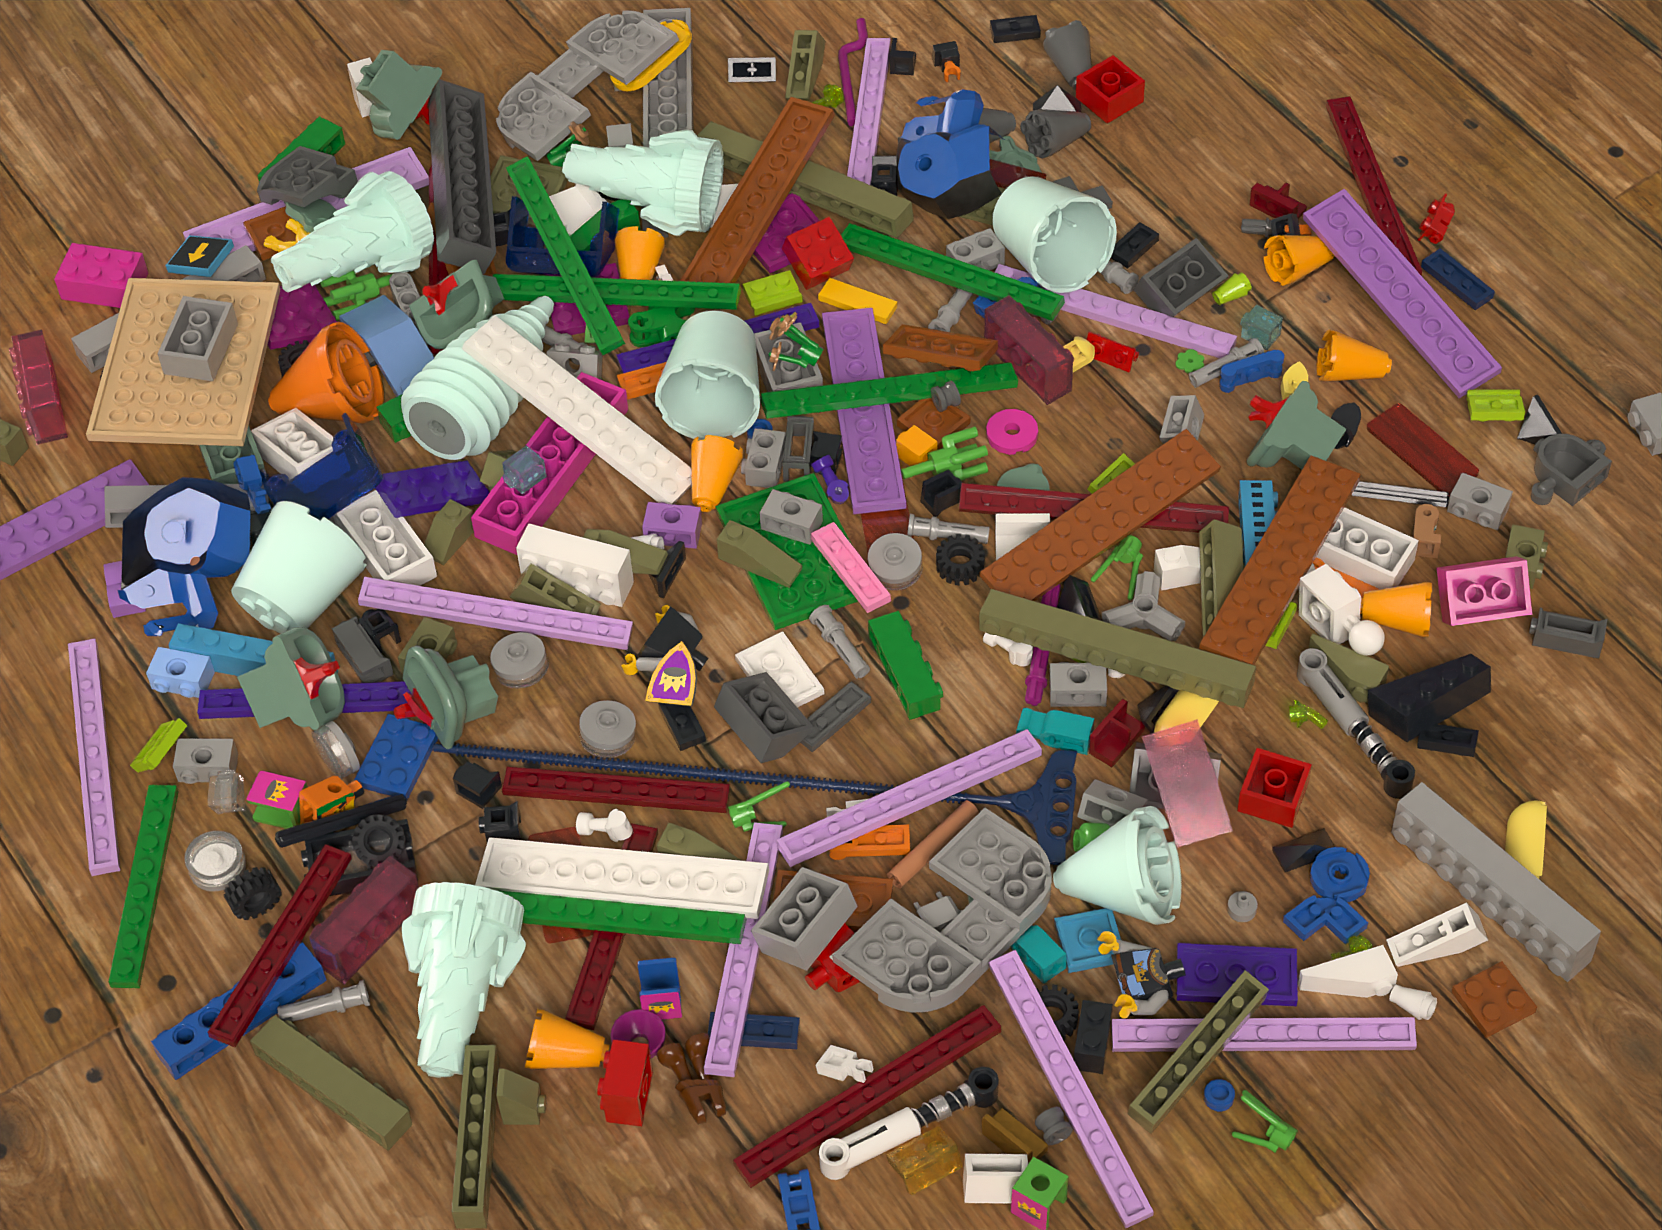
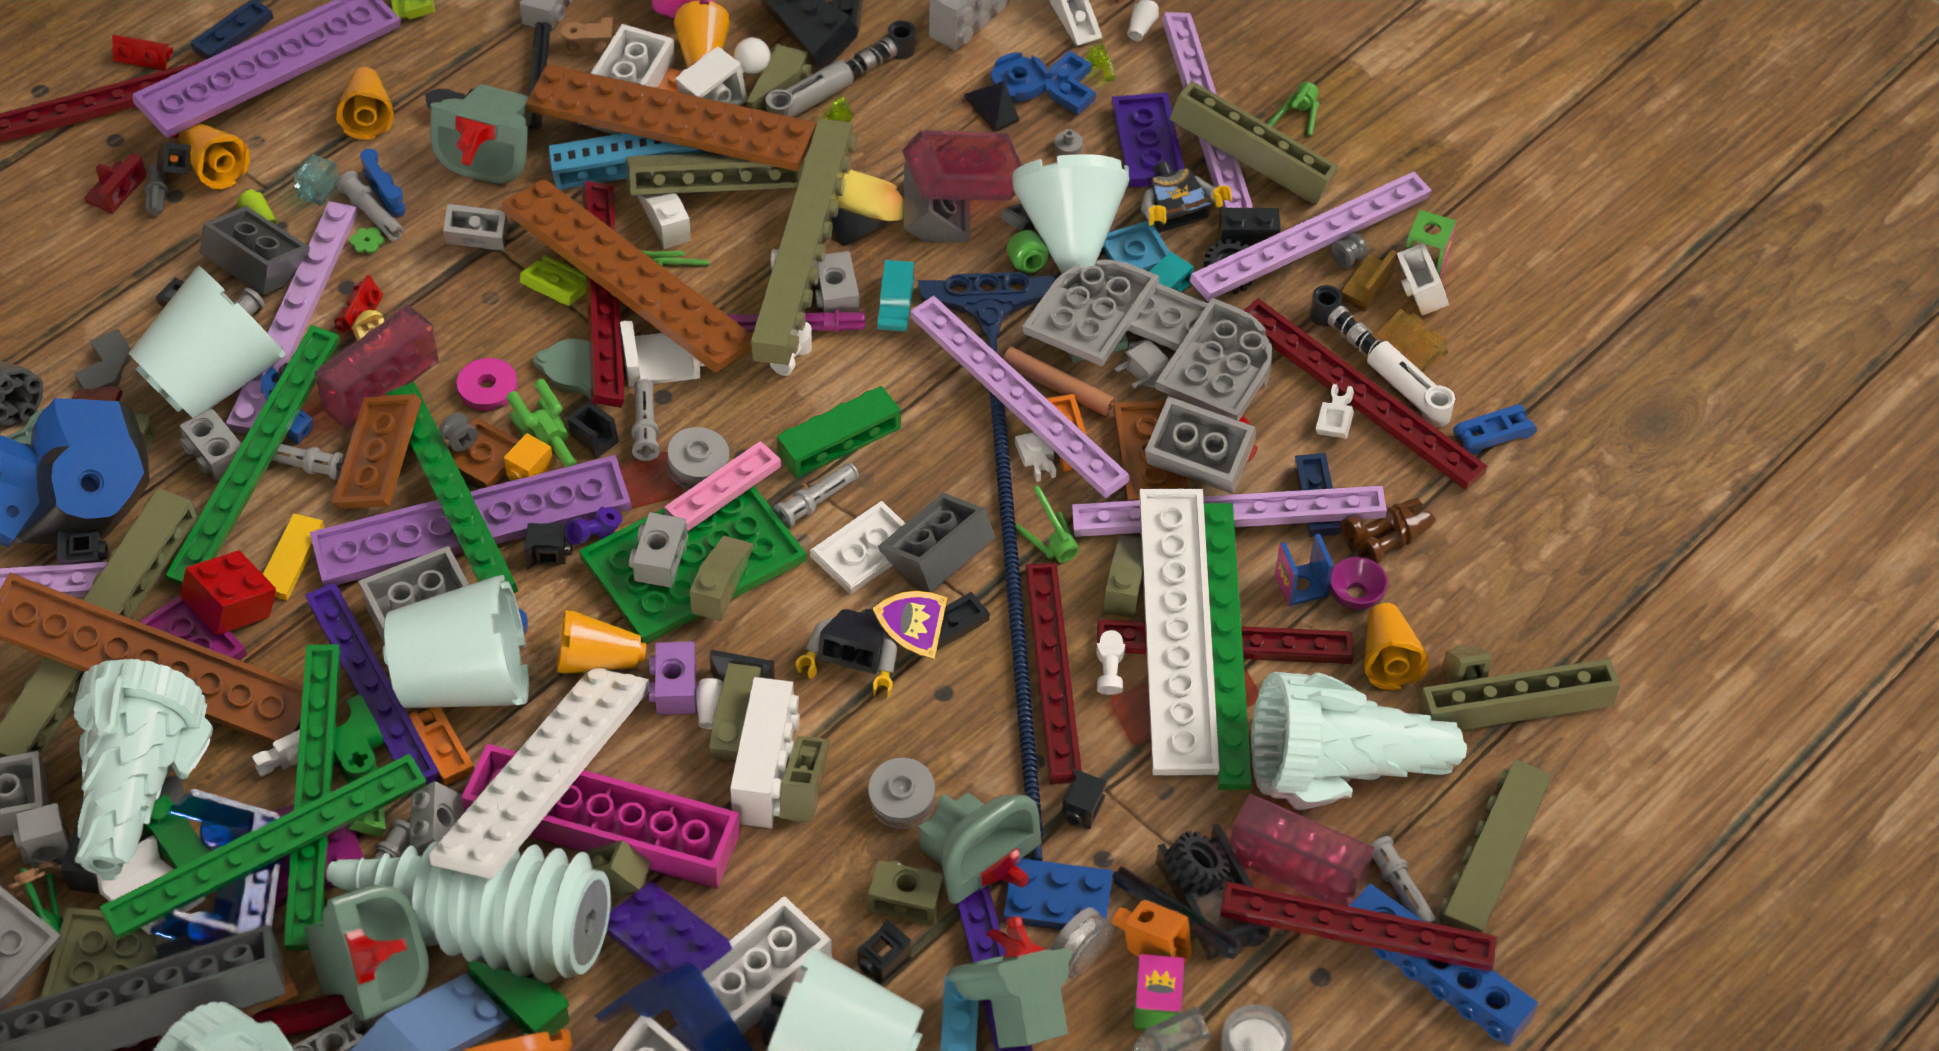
camera: 105 degrees left, 0 degrees up
(252, 893) = (1295, 981): black tyre -> none
(361, 652) = (923, 963): dark grey window -> none
(449, 531) = (720, 907): olive slope -> none
(495, 613) = (846, 828): lavender plate -> none
(501, 822) = (1132, 775): black window -> none
(523, 470) = (644, 813): clear light blue brick -> none
(607, 729) = (980, 687): light grey piece -> none
(626, 1082) = (1422, 573): red brick -> none
(638, 252) = (252, 783): light orange cone -> none
(764, 458) = (558, 596): light grey brick -> none
(772, 292) = (279, 645): lime plate -> none
(798, 427) = (546, 573): dark grey window -> none
(809, 349) = (405, 554): green plant -> none
(835, 714) = (903, 486): dark grey tile -> none
(960, 547) = (683, 390): black tyre -> none
(1078, 598) = (733, 298): black slope -> none
(1108, 803) = (988, 238): light grey brick -> none
(1115, 735) = (881, 247): dark red panel -> none
(1145, 611) = (731, 241): light grey piece -> none
(1274, 787) = (937, 110): red brick -> none
(1292, 378) = (402, 148): light yellow plate -> none
(1354, 975) = (1126, 53): white slope -> none
(1421, 448) = (473, 50): clear red piece -> none

